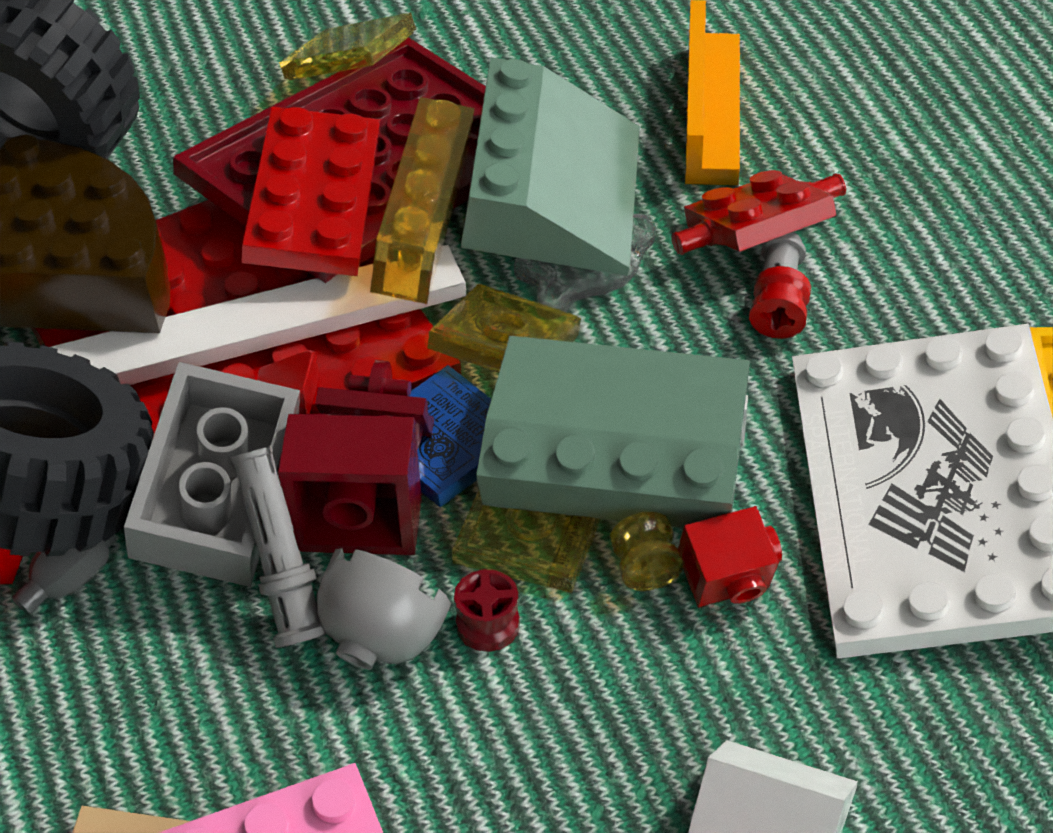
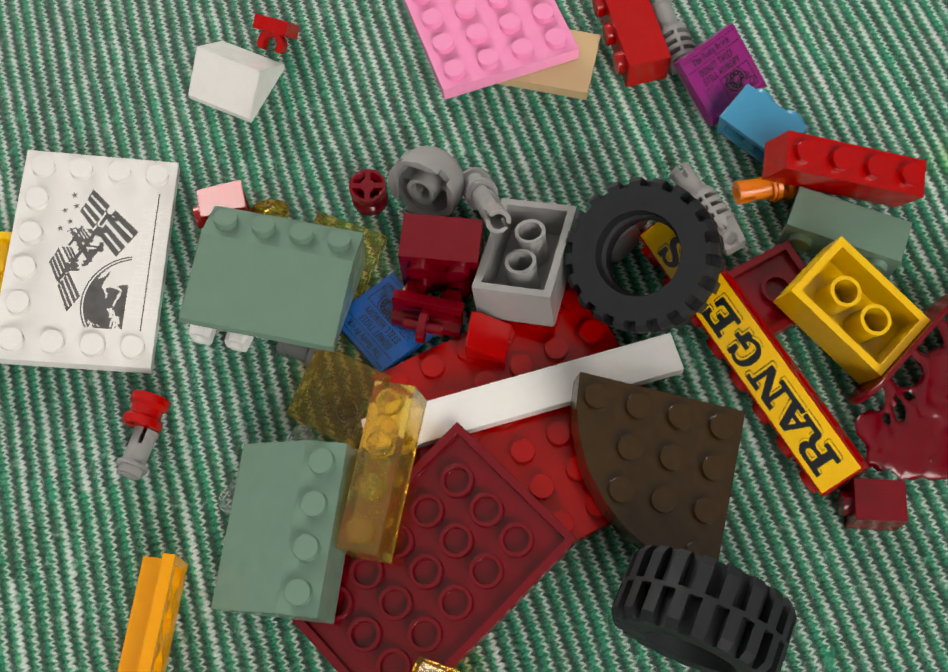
camera: 175 degrees left, 20 degrees up
(312, 191) = (466, 500): red plate -> none
(757, 211) = (139, 497): red plate -> none

